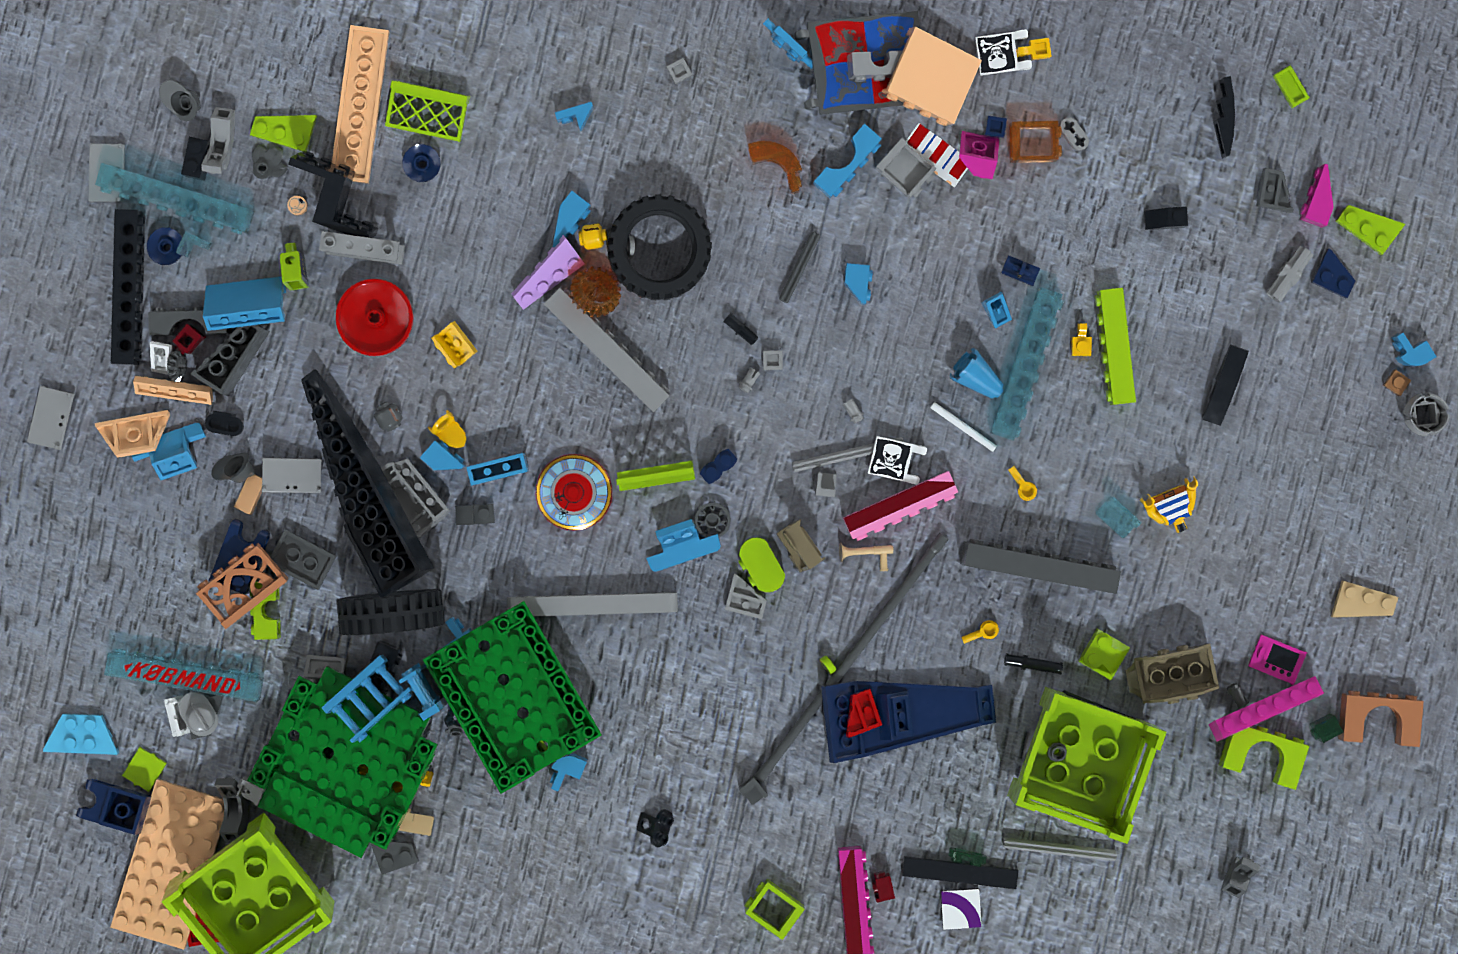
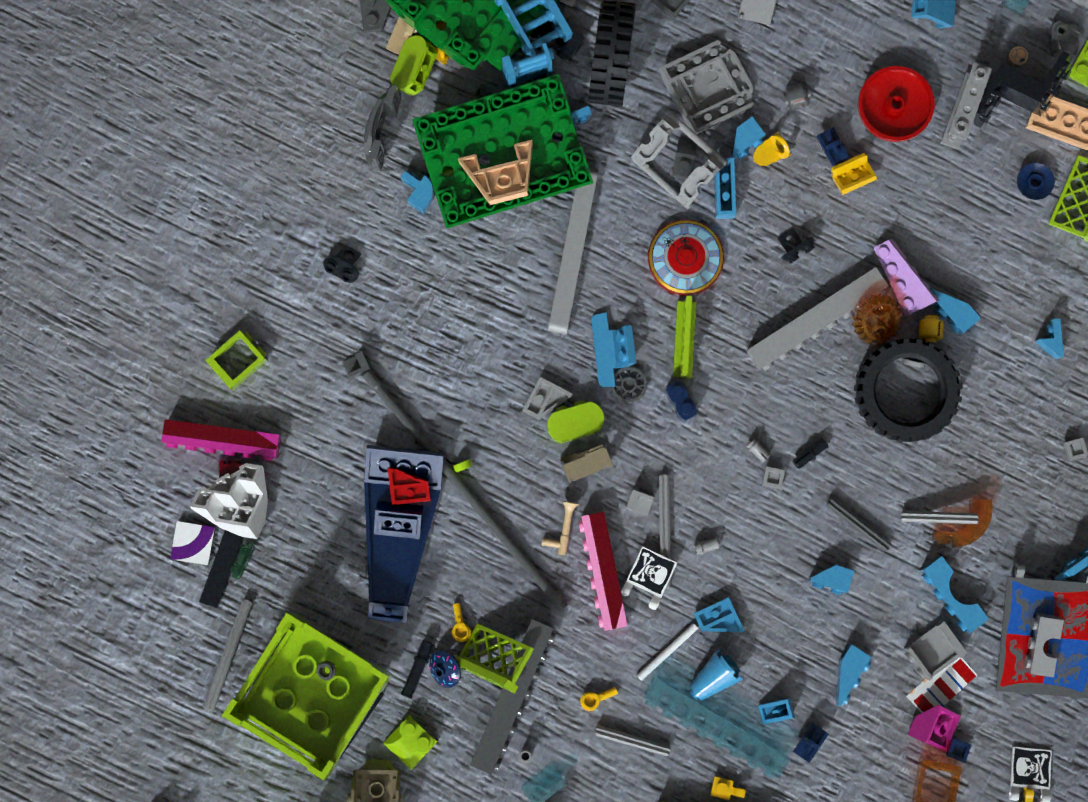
camera: 105 degrees right, 5 degrees down
(293, 268) = (958, 38): lime torso -> none
(367, 502) = (716, 59): black wedge -> none
(431, 371) = (832, 146): none -> dark blue hips
(442, 804) = (413, 65): none -> lime brick
(491, 495) = (701, 175): none -> light grey piece
(515, 829) = (386, 105): none -> dark grey slope
(543, 690) = (503, 180): none -> light nougat wing
(549, 388) = (792, 253): none -> black bracket
(776, 191) = (939, 517): none -> light grey axle
(913, 877) = (236, 501): none -> white brick
(920, 383) = (719, 618): none -> dark azure wing
(932, 77) = (1022, 696): light nougat panel -> none
(939, 247) = (850, 668): none -> dark azure slope
(1024, 595) = (489, 673): none -> lime fence
(1028, 637) = (445, 669): none -> dark blue dish
(1055, 441) = (632, 740): none -> light grey axle
(1098, 541) = (521, 759): none -> light grey pin

